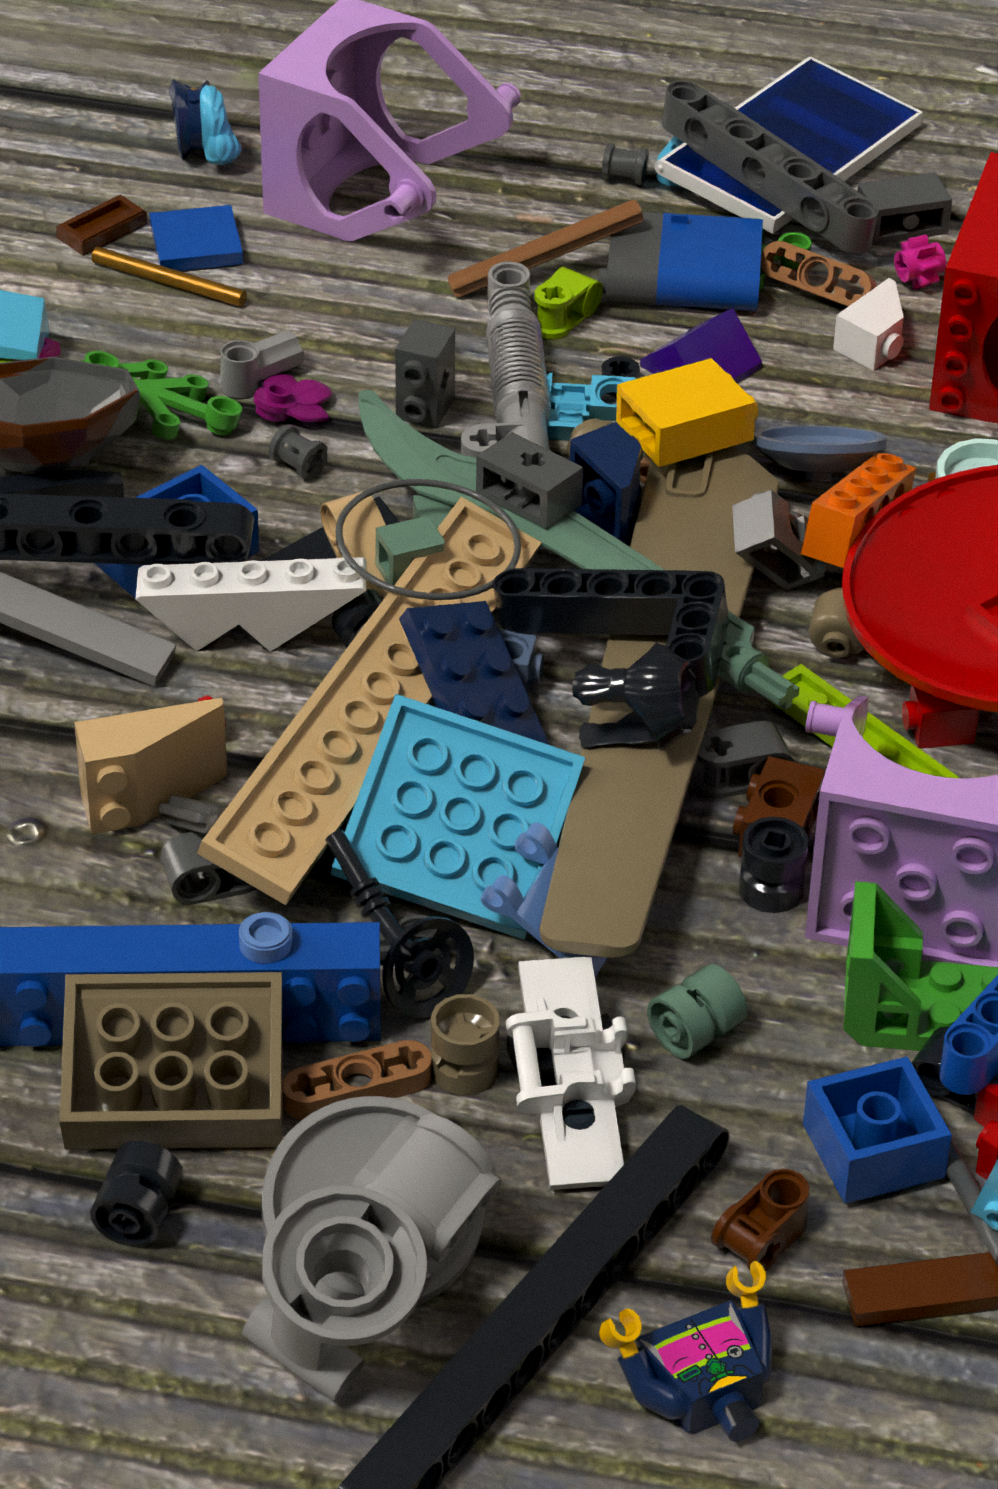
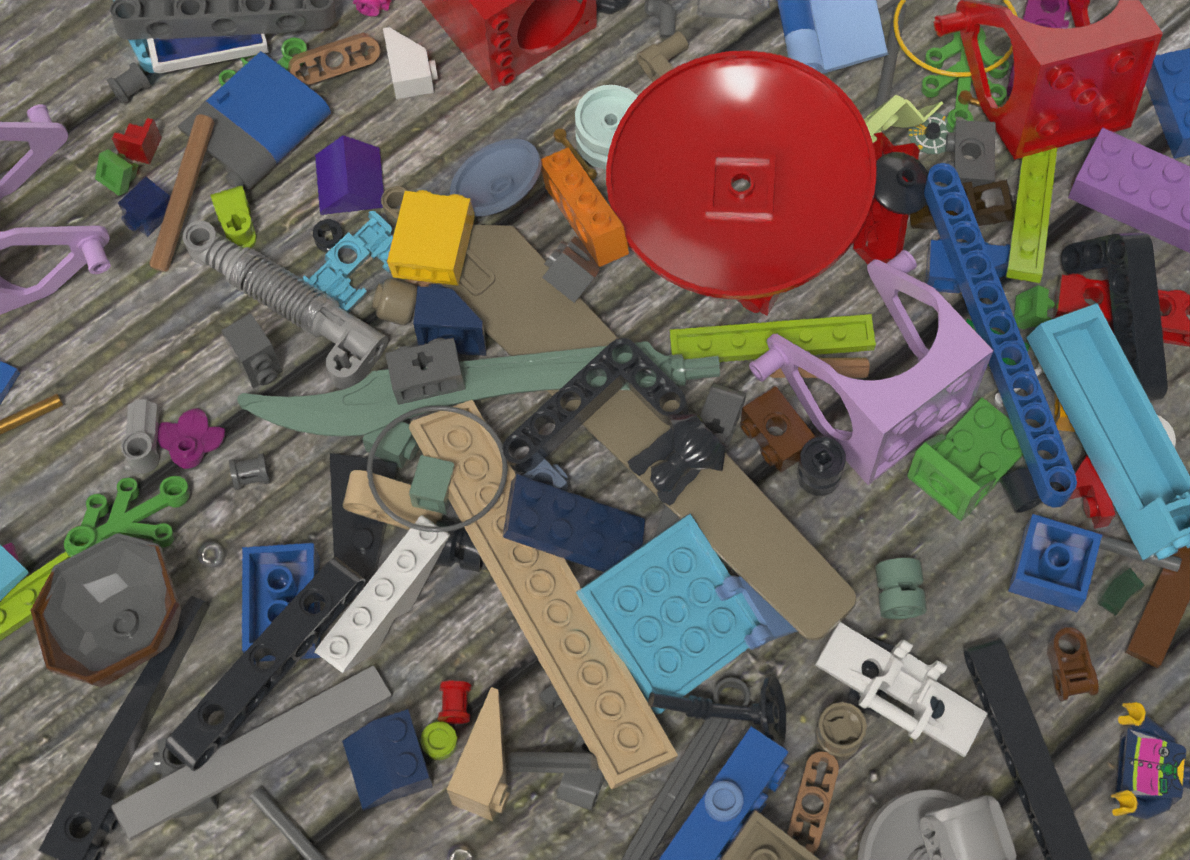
camera: 50 degrees left, 25 degrees up
(90, 692) = (387, 760): none -> dark blue slope
(502, 232) = (144, 207): none -> clear blue brick
(522, 204) = (115, 172): none -> bright green tile
(570, 201) = (138, 142): none -> red panel
(831, 628) = (650, 287): dark tan head -> none
(913, 1228) = (1120, 591): none -> clear green piece

